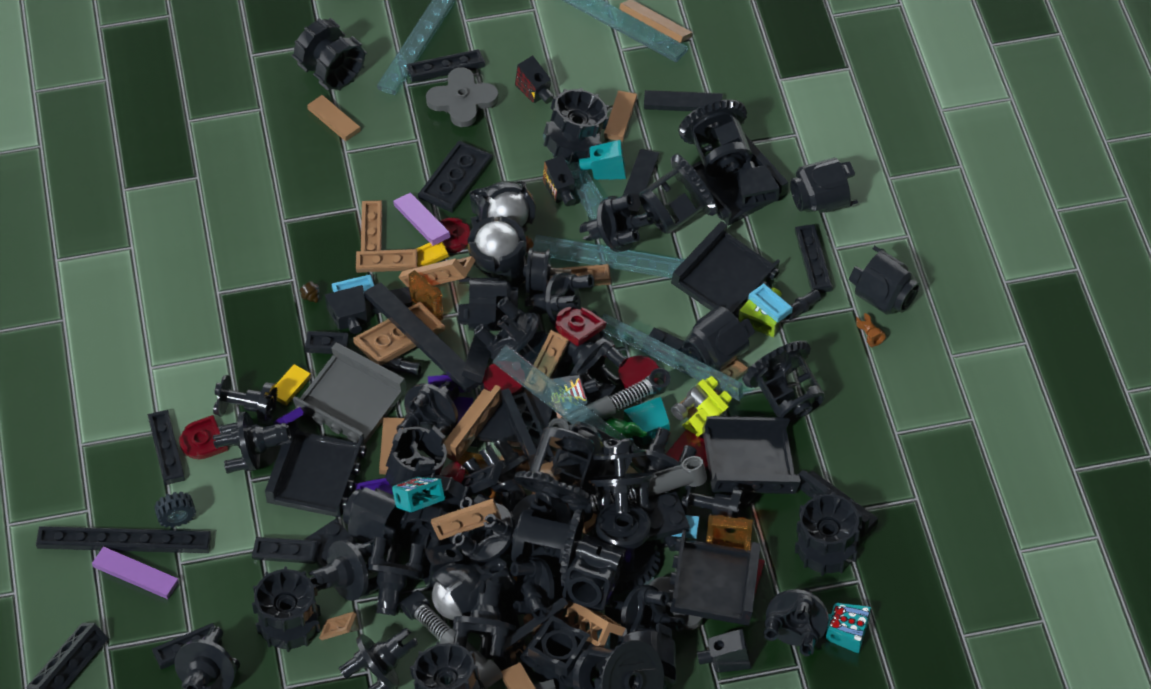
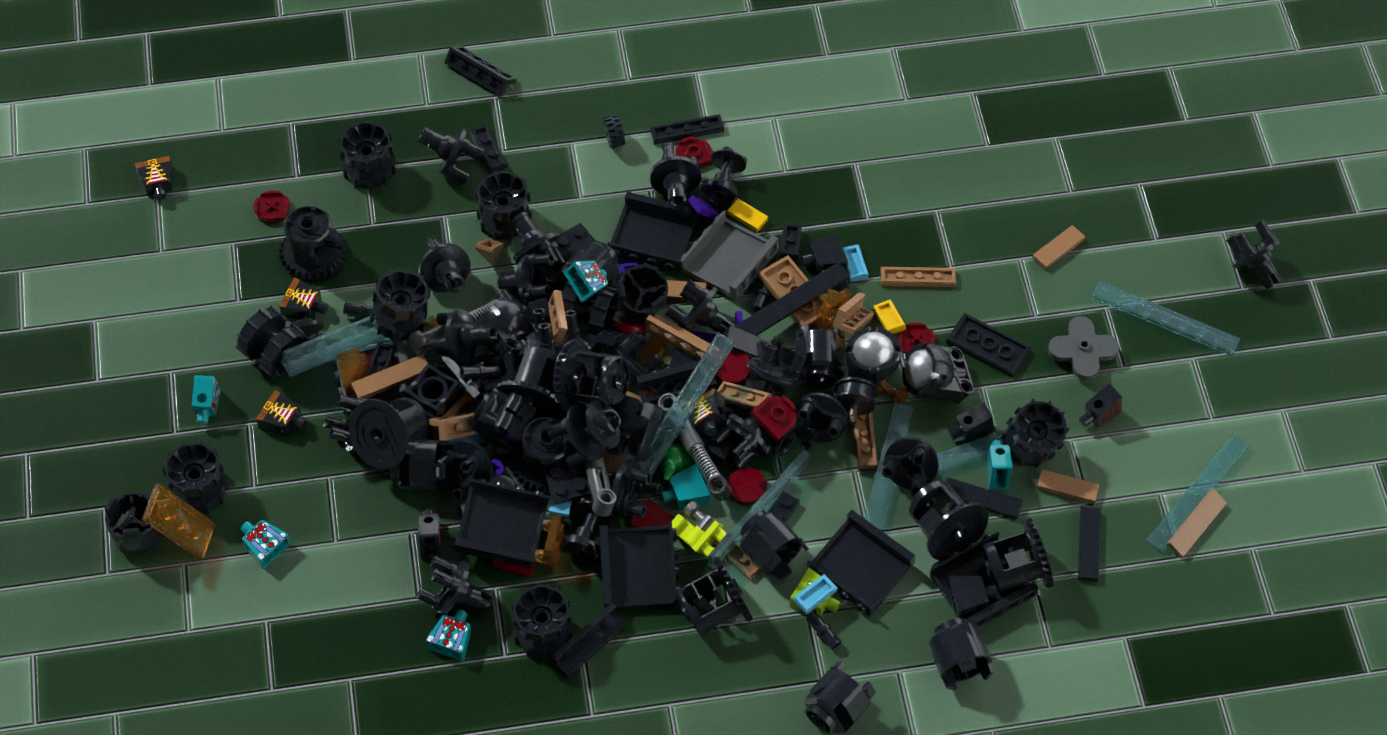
camera: 90 degrees right, 5 degrees up
(123, 539) = (595, 104): black tile -> none
(135, 572) = (561, 112): medium lavender tile -> none
(285, 550) = (571, 211): black tile -> none
(310, 292) = (848, 228): dark brown plate -> none
(329, 54) = (1120, 235): black piece -> none
(386, 260) = (880, 284): medium nougat tile -> none
(421, 219) = (929, 311): medium lavender tile -> none
(444, 65) = (1126, 337): black tile -> none
(813, 258) = (884, 647): black tile -> none
(875, 335) = (782, 693): dark orange piece -> none

